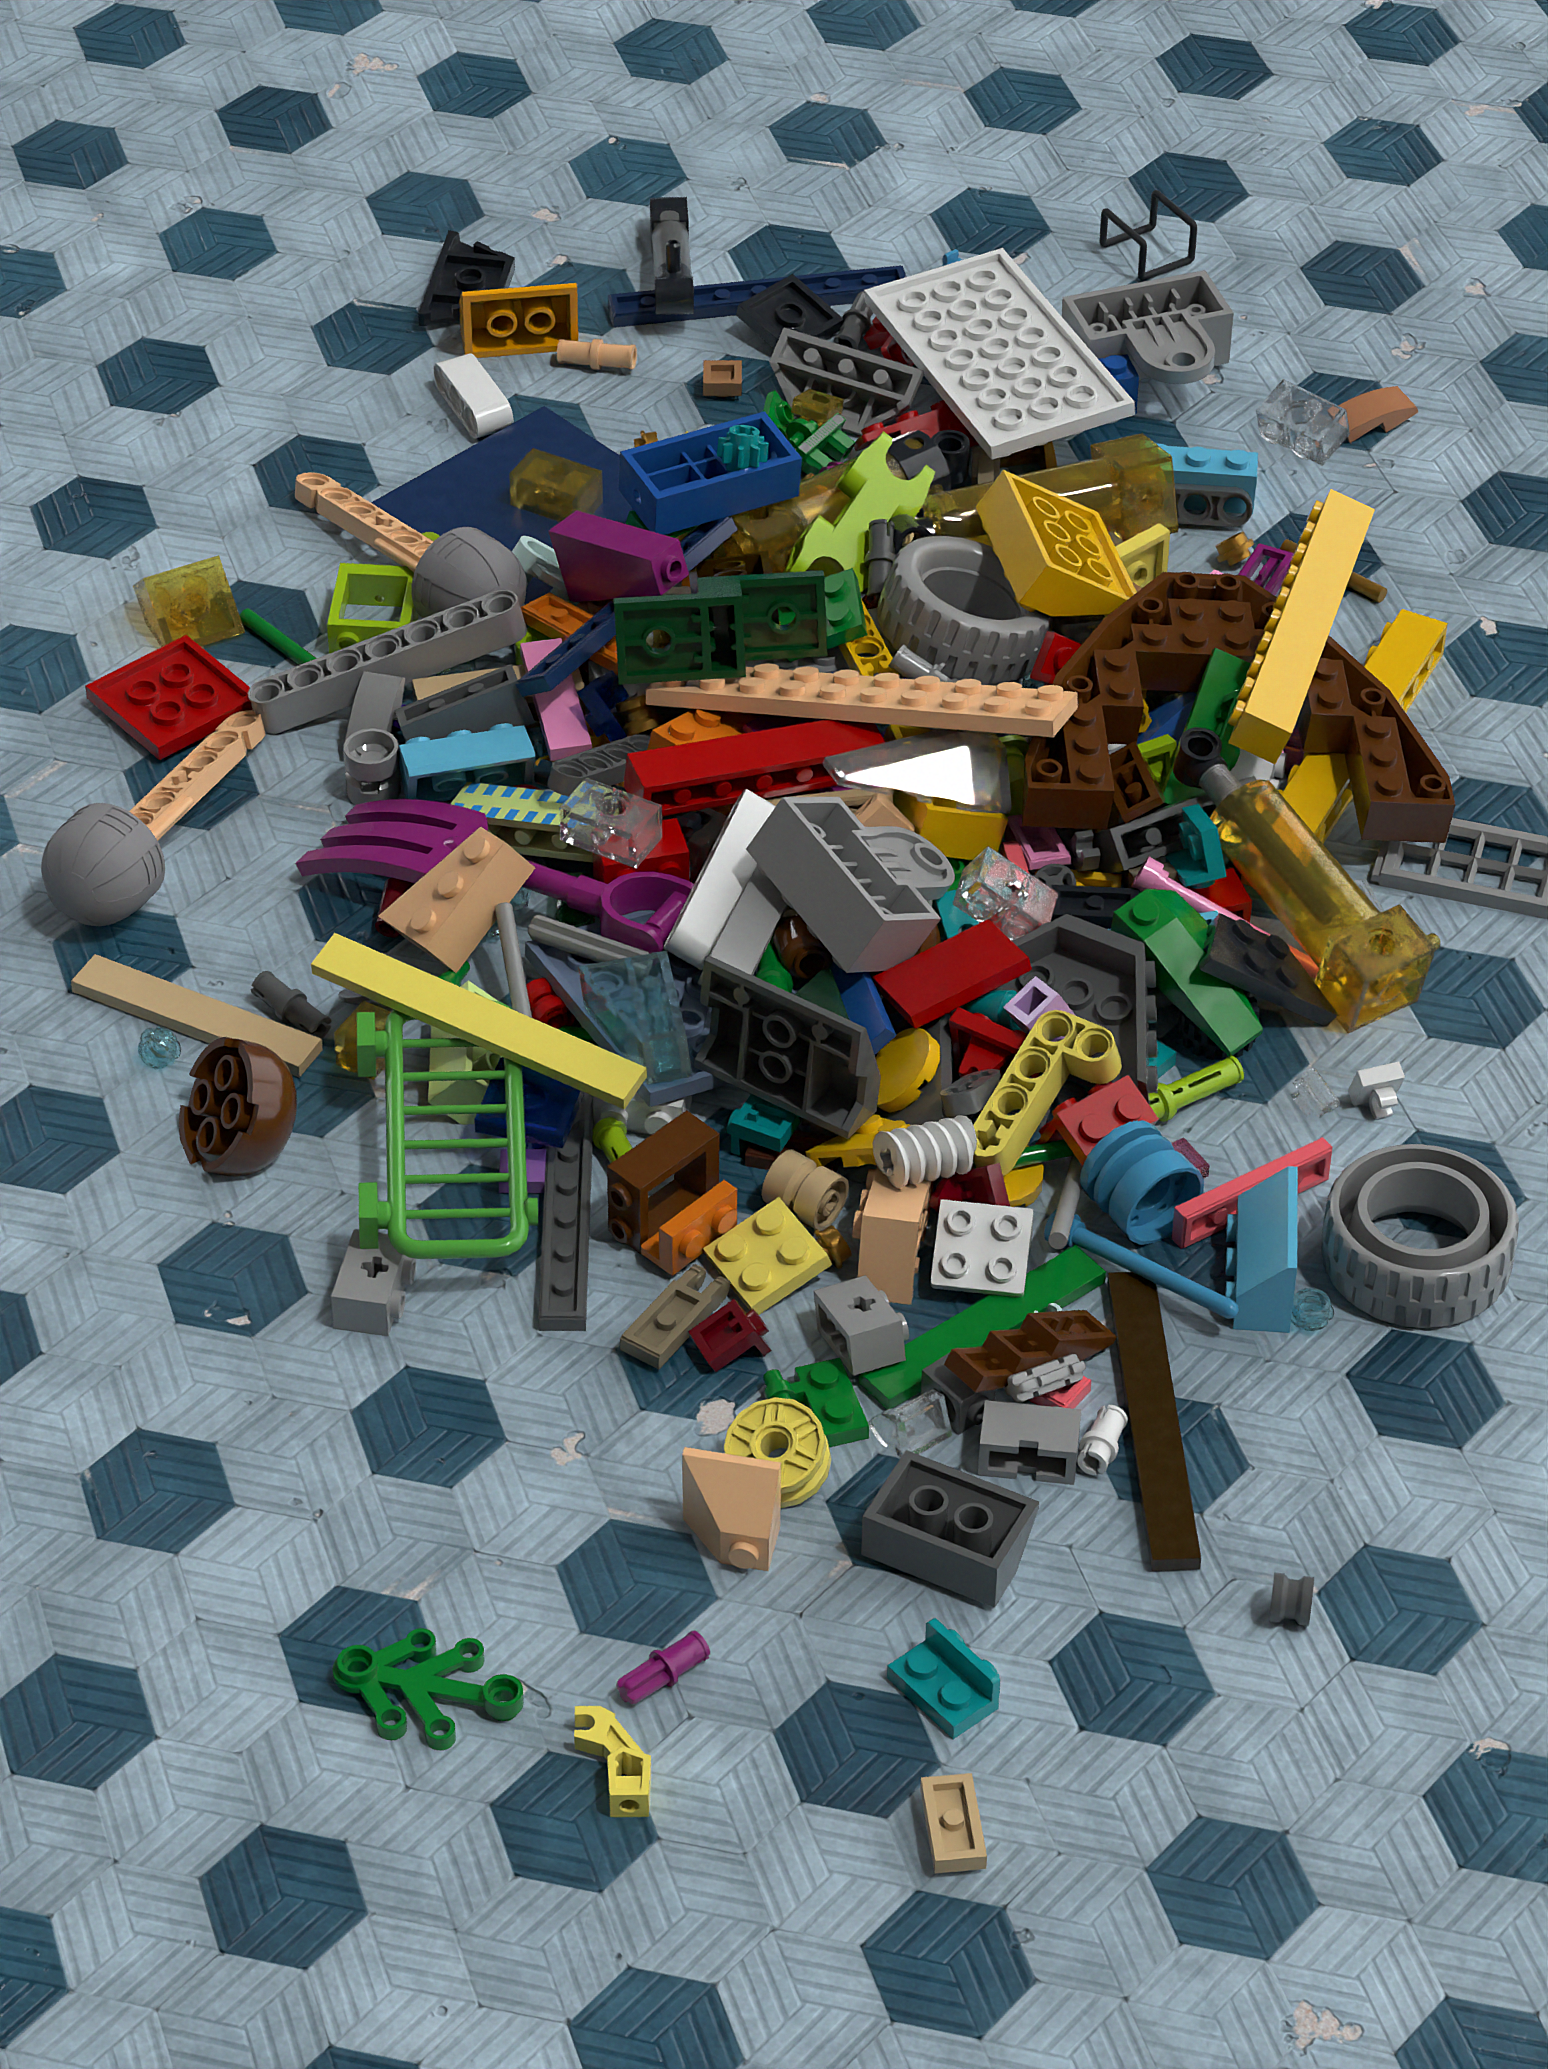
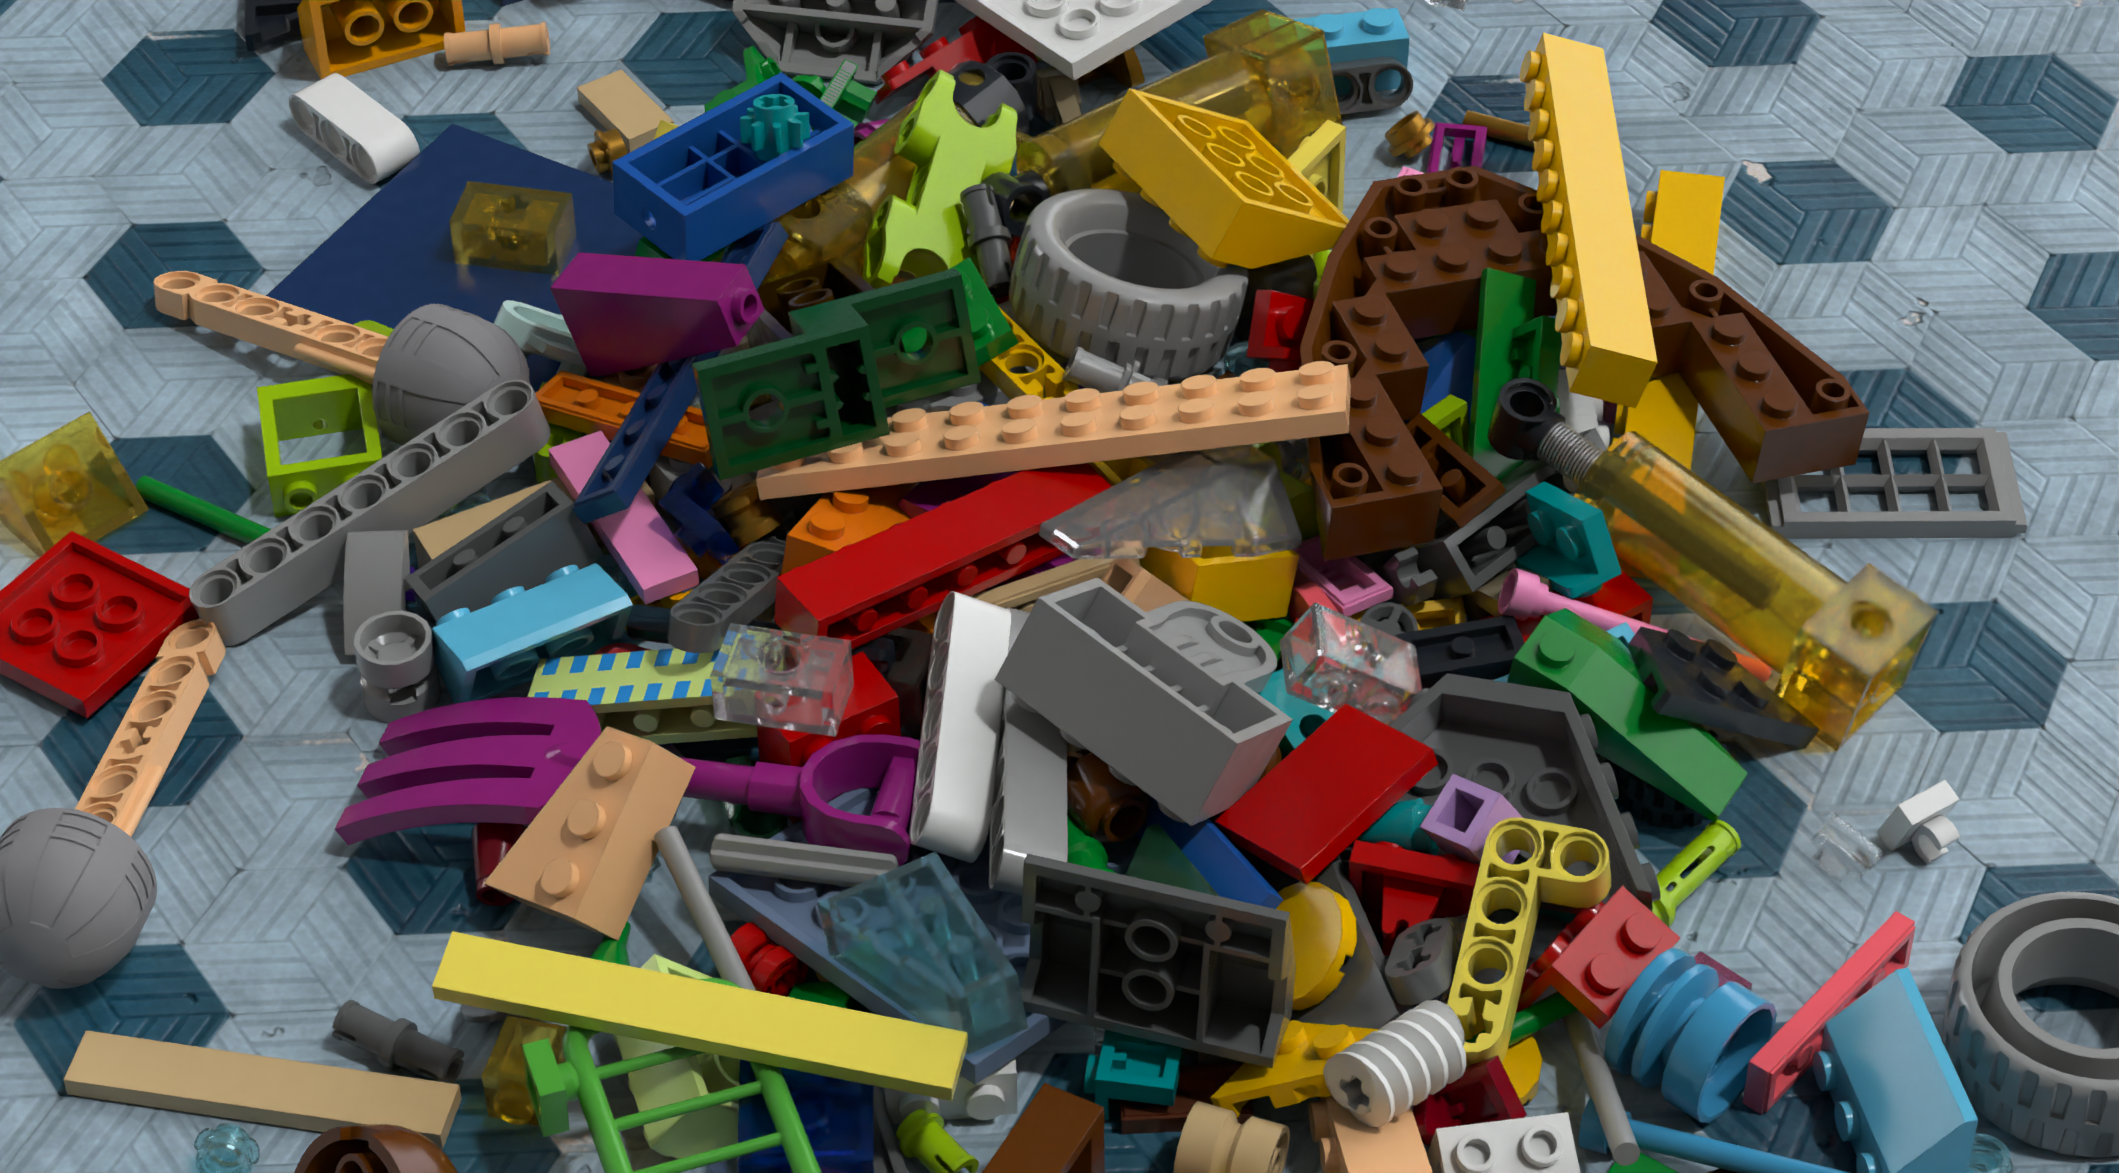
camera: 15 degrees left, 0 degrees up
(668, 414) = (622, 105): none -> tan tile
(722, 378) = (672, 43): medium nougat plate -> none
(816, 406) = (812, 56): clear yellow tile -> none

